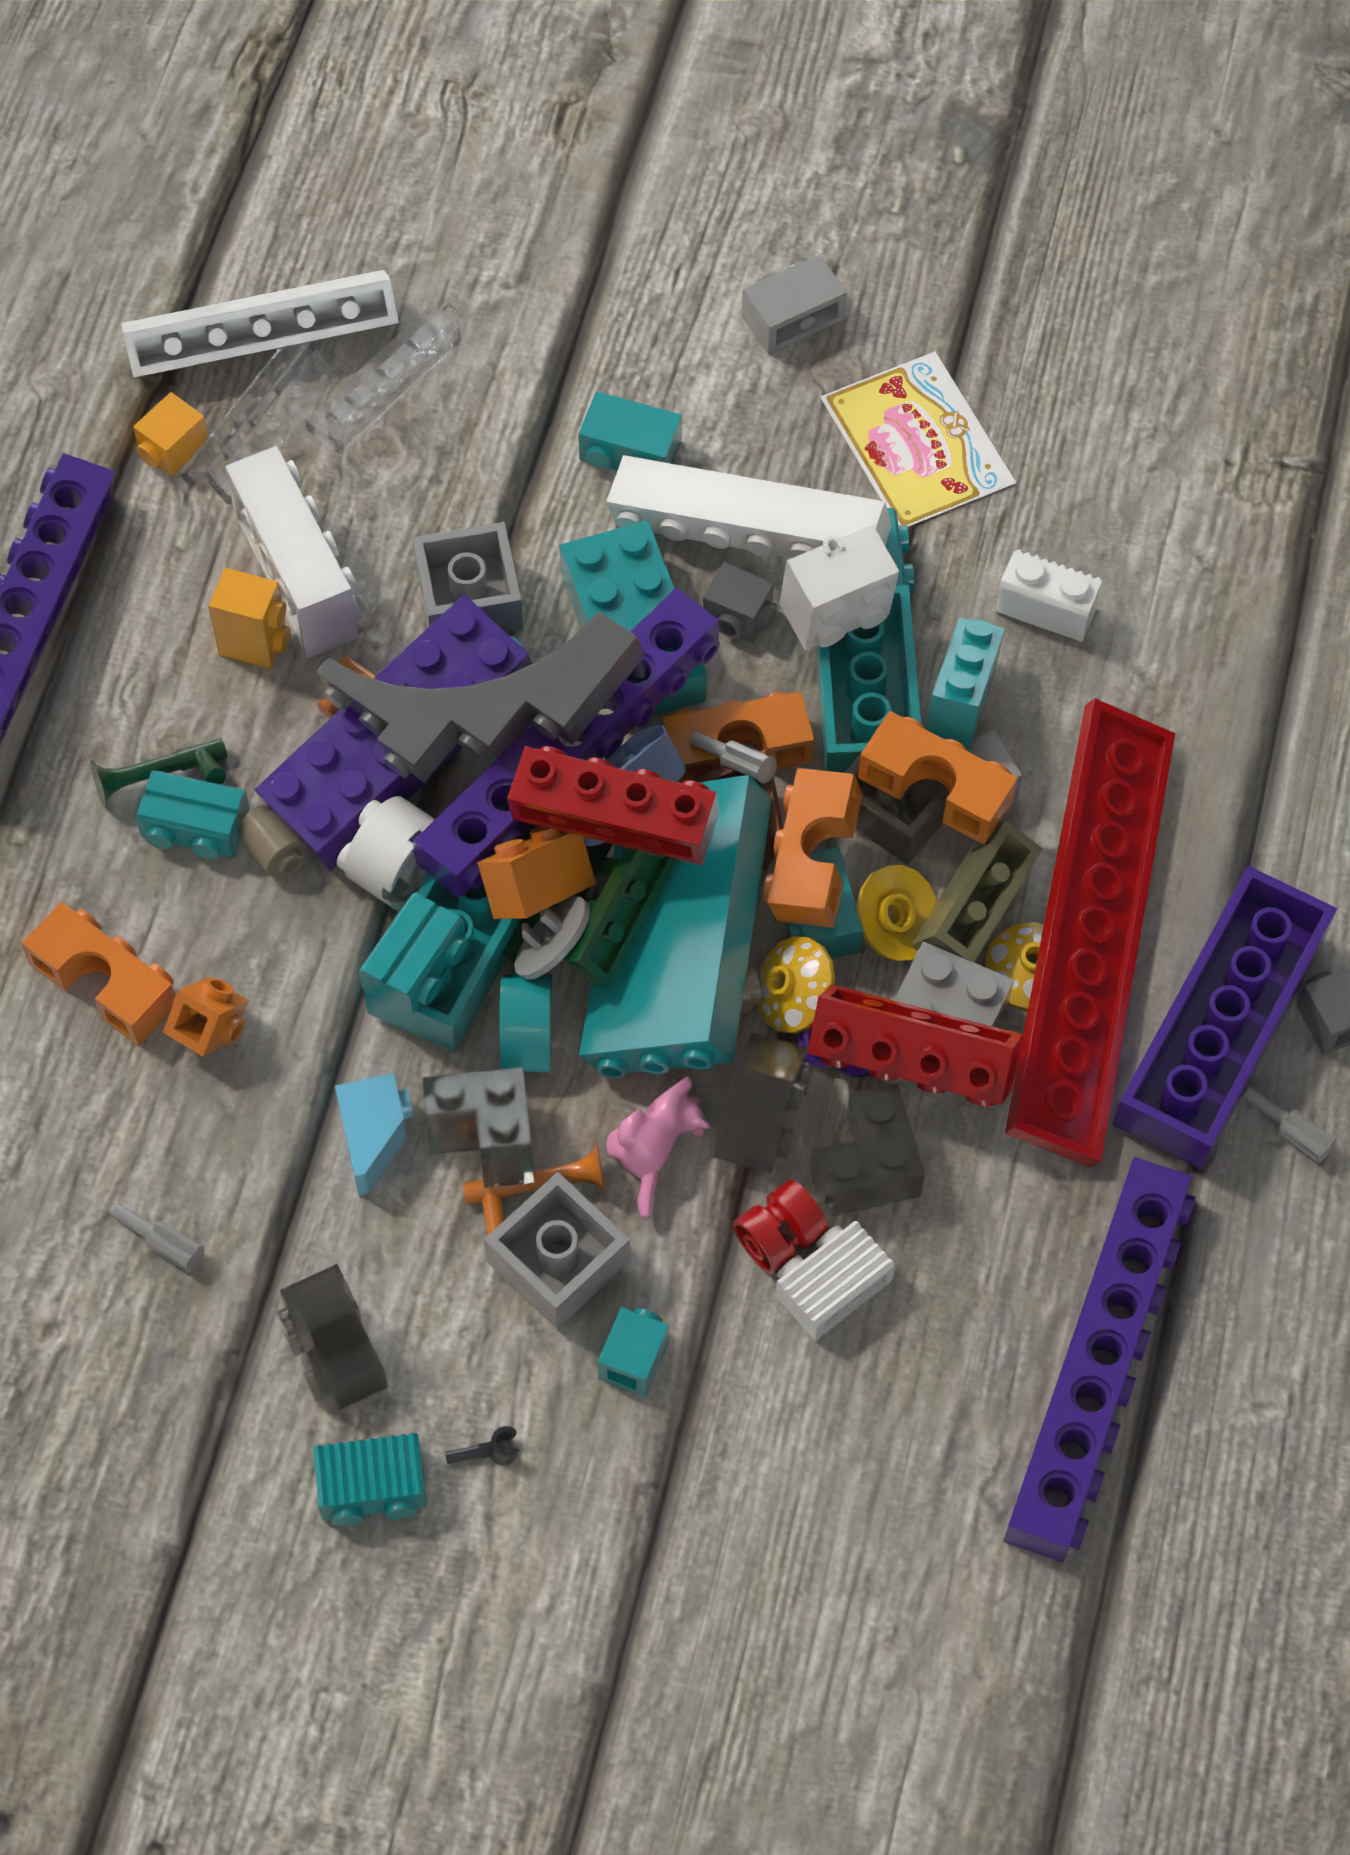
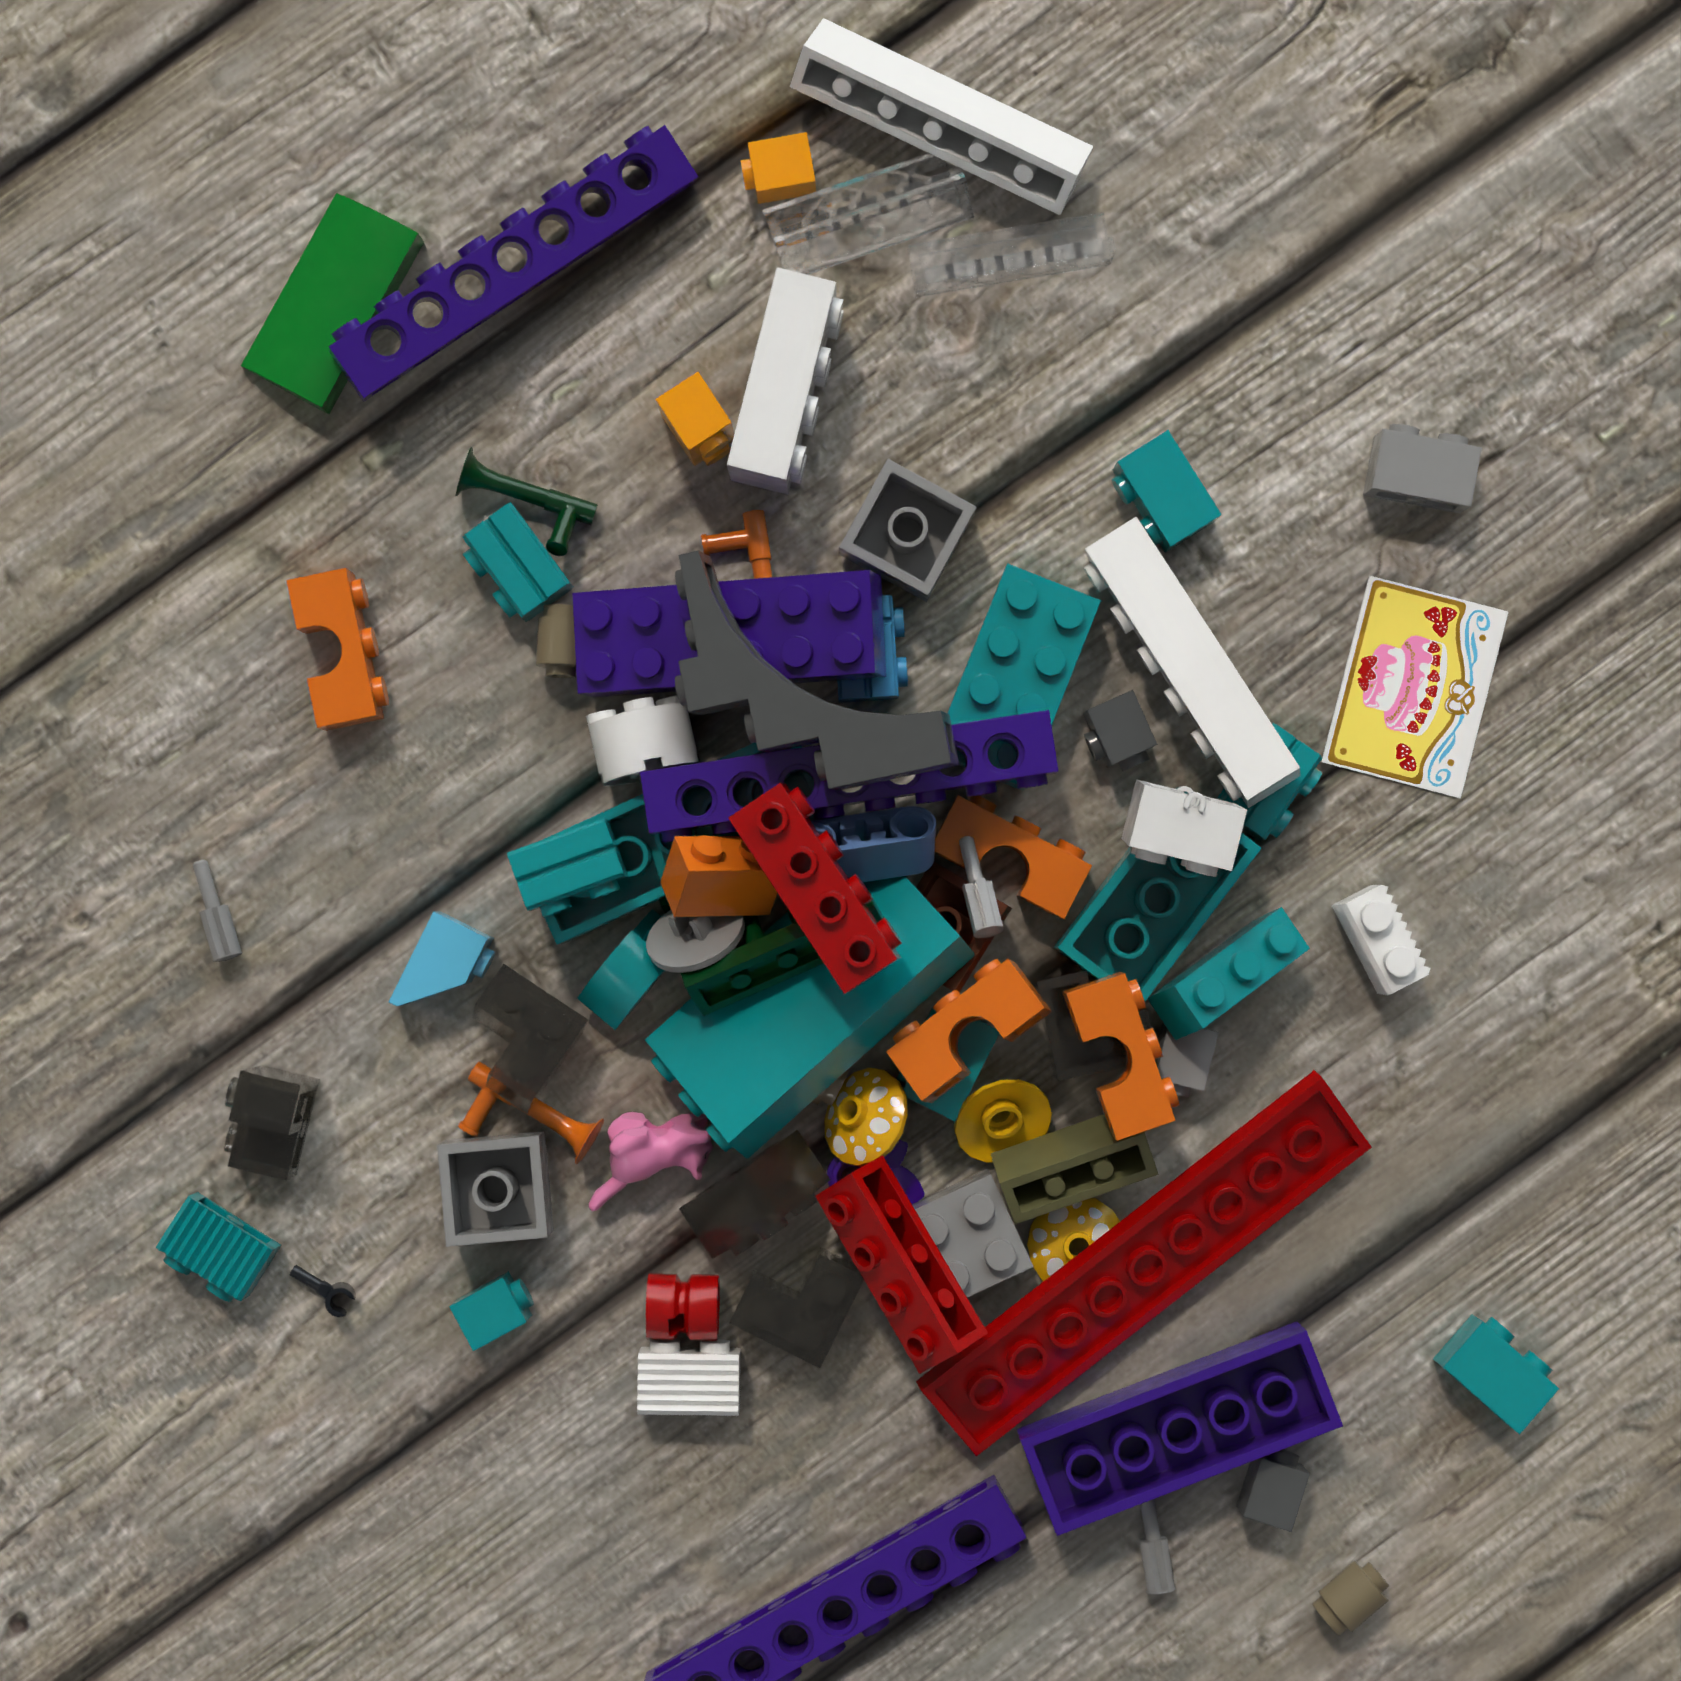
camera: 45 degrees right, 25 degrees up
(206, 1016) = (385, 762): orange brick -> none

